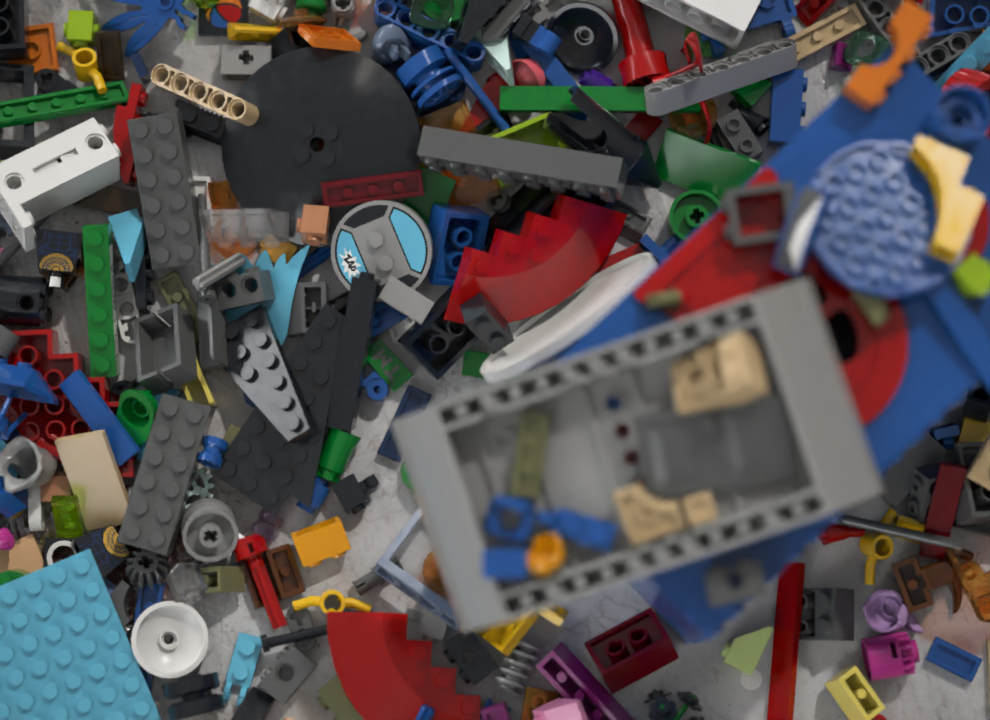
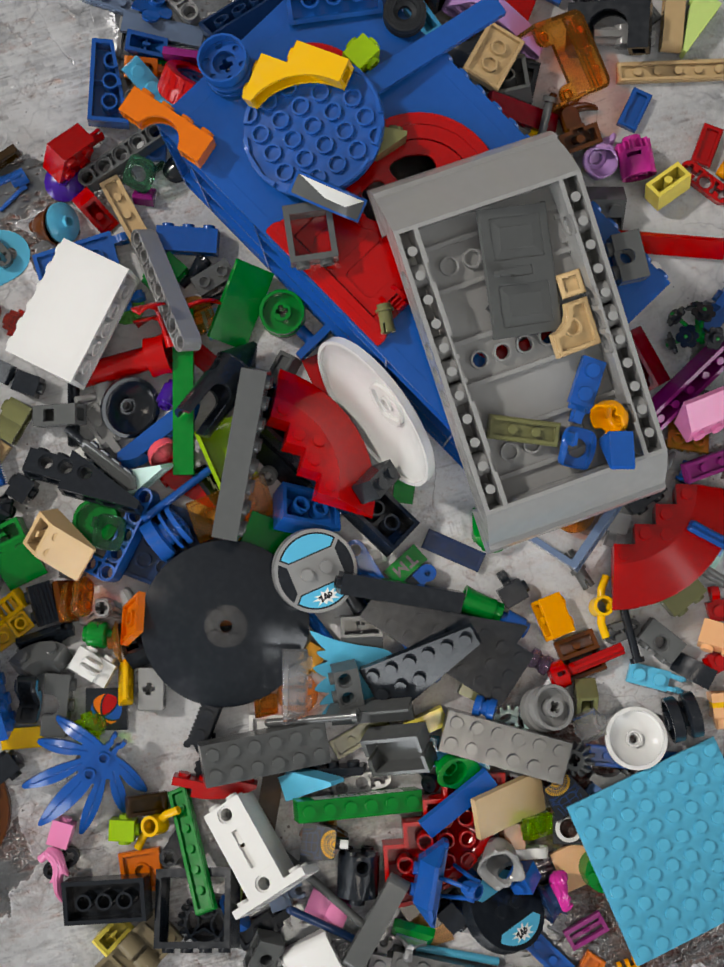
camera: 90 degrees left, 5 degrees up
(141, 67) = (157, 777): dark blue tile -> none
(213, 98) = (183, 714): tan beam -> none
(219, 271) = (334, 706): light grey axle -> none
(314, 225) = (294, 627): nougat brick -> none
(372, 188) = (262, 579): dark red tile -> none
(390, 45) = (137, 566): sand blue piece -> none
(406, 300) = (356, 549): light grey tile -> none
(536, 36) = (130, 444): leg -> none
(719, 375) = (461, 264): tan slope -> none

